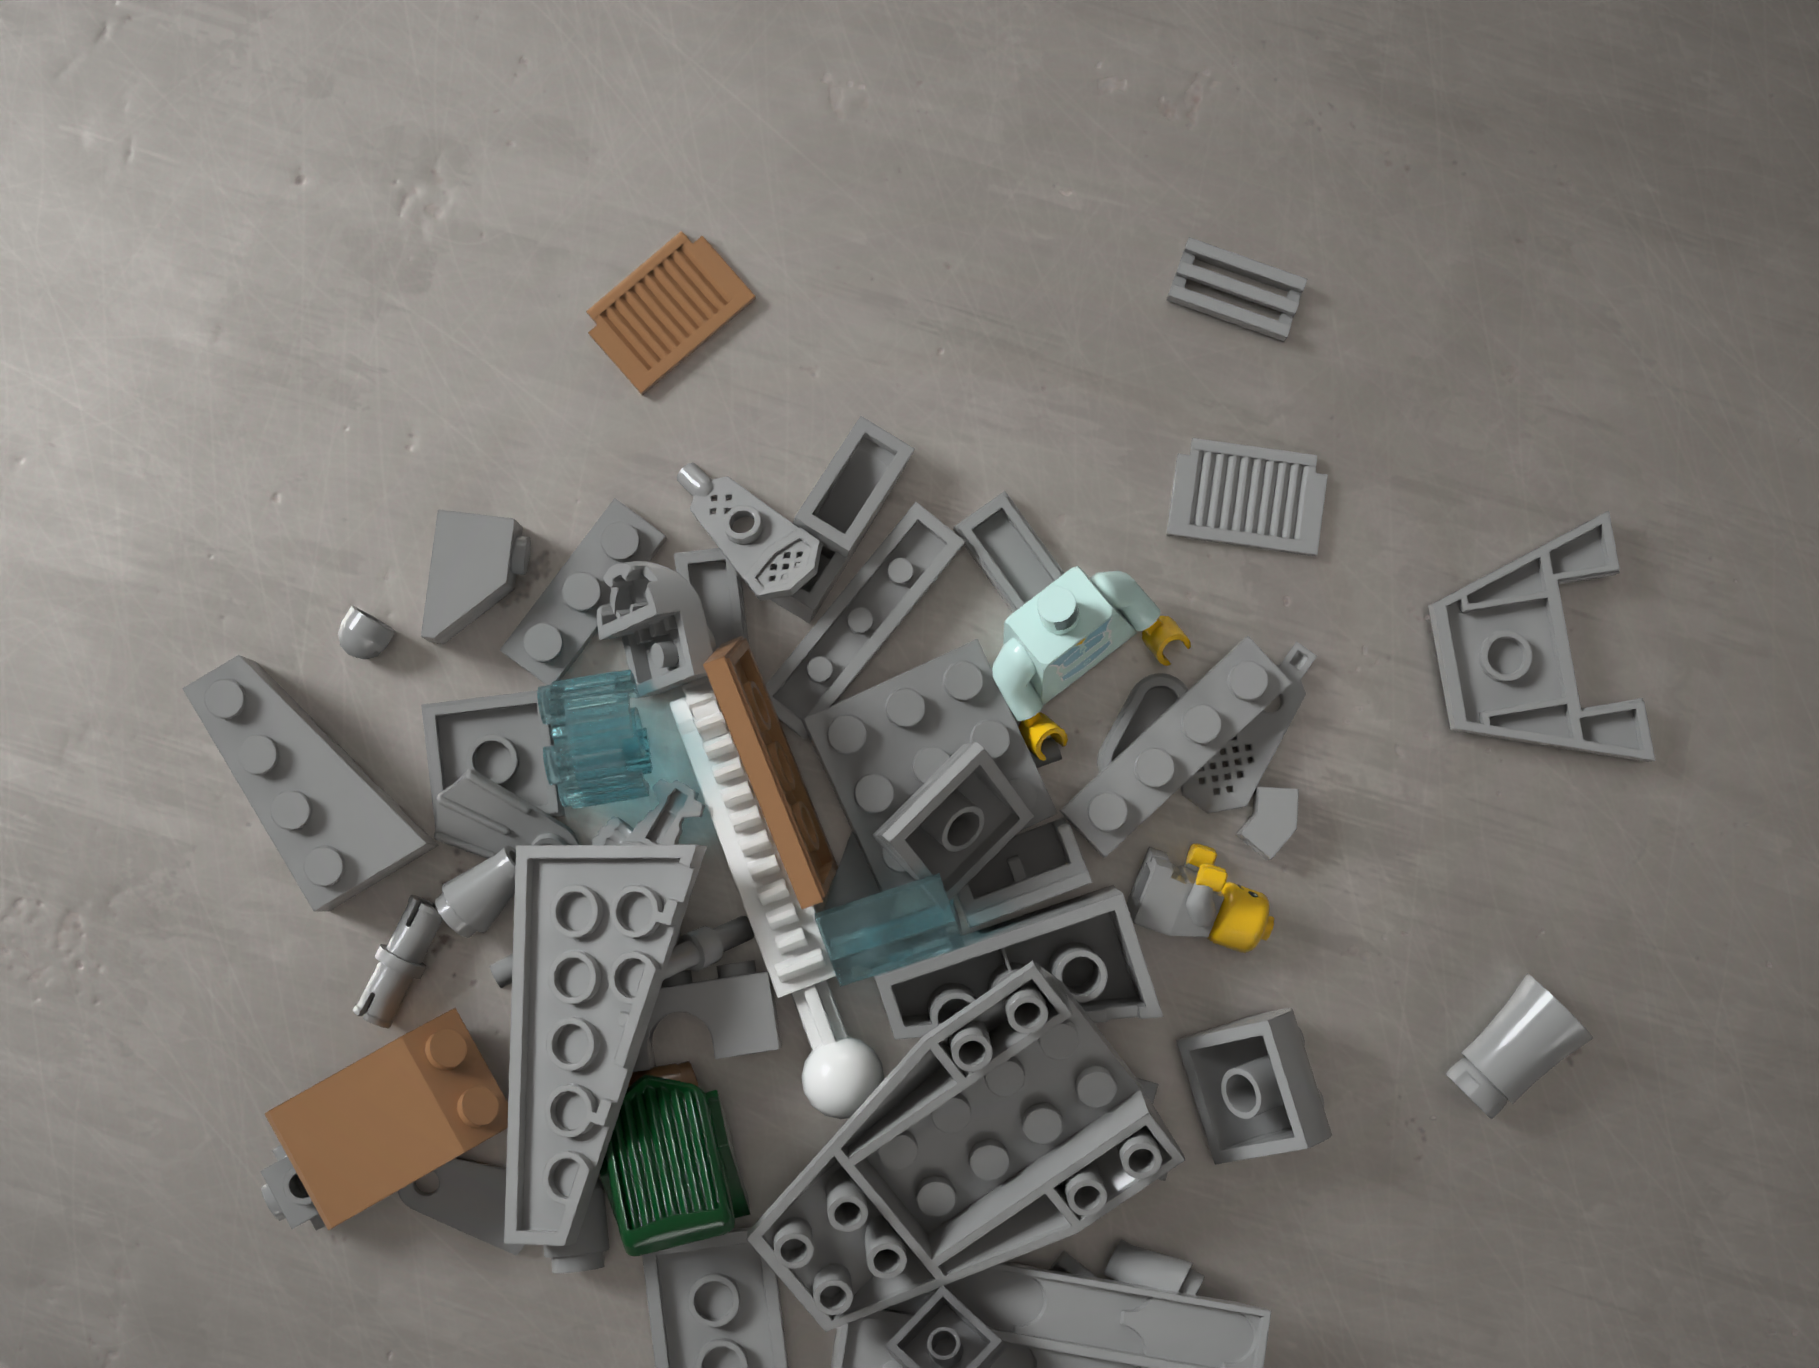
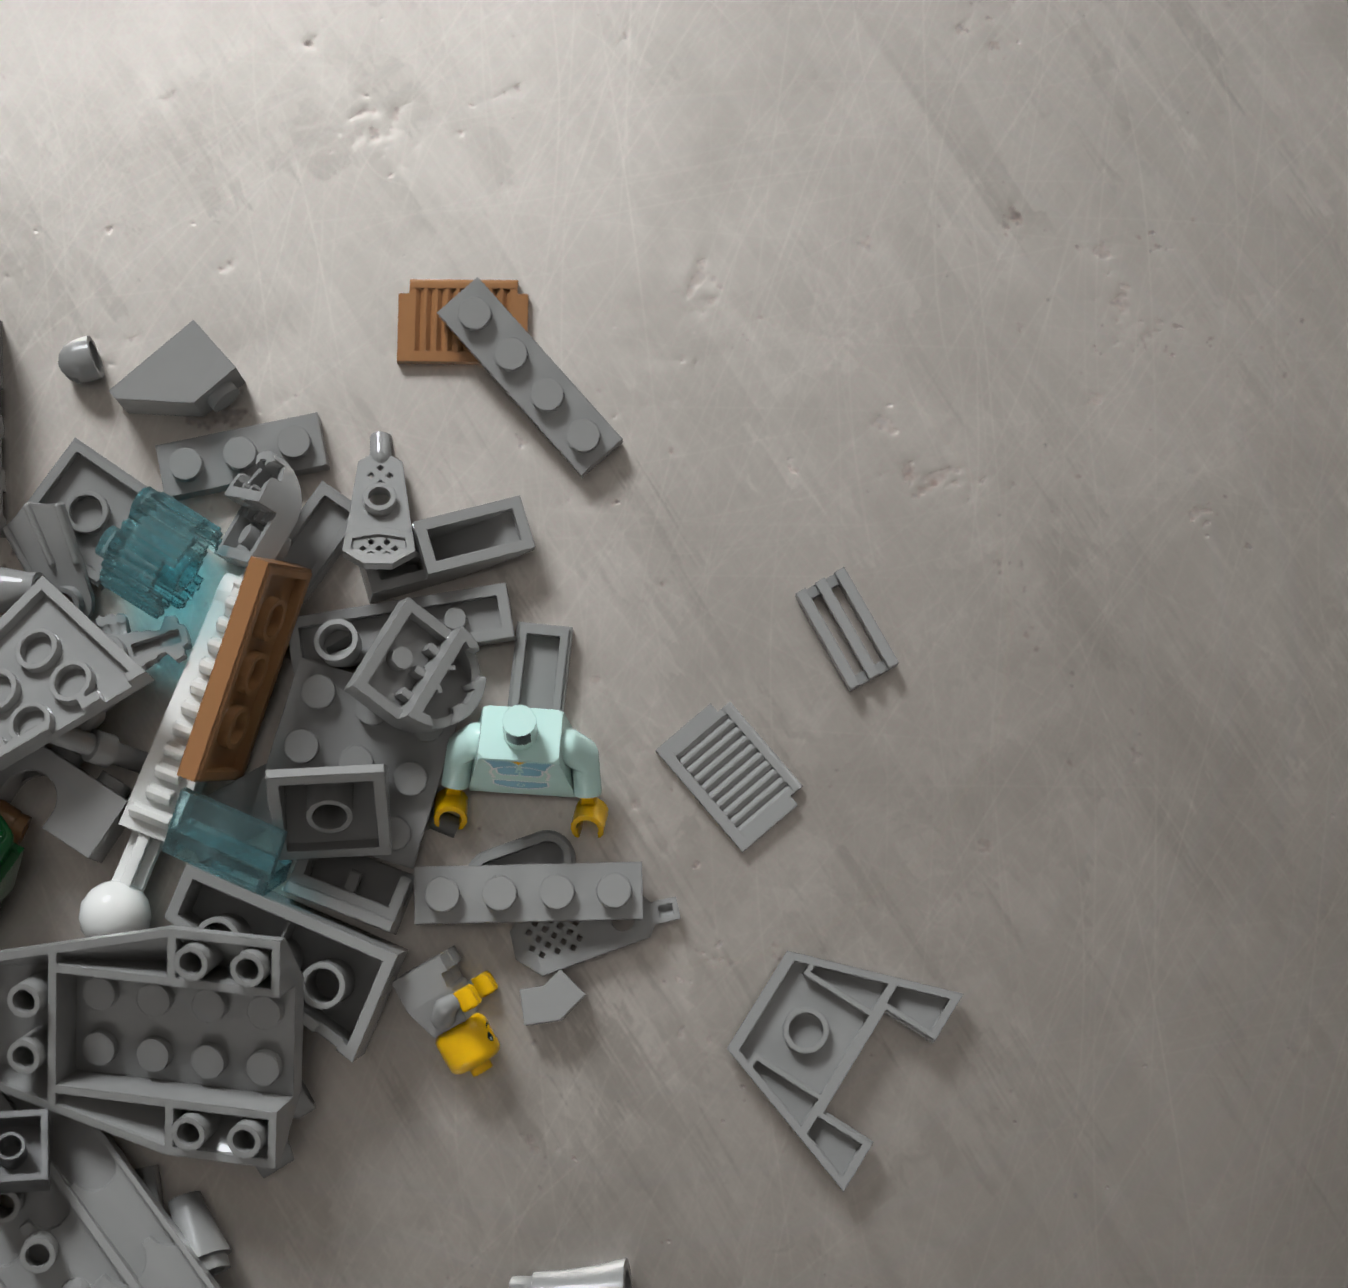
camera: 50 degrees right, 5 degrees down
(772, 306) = (530, 377): none -> light grey plate
(814, 677) = (333, 637): none -> light grey hinge
(921, 640) = (419, 672): none -> light grey slope
(1255, 1087) = (376, 1168): light grey brick -> none

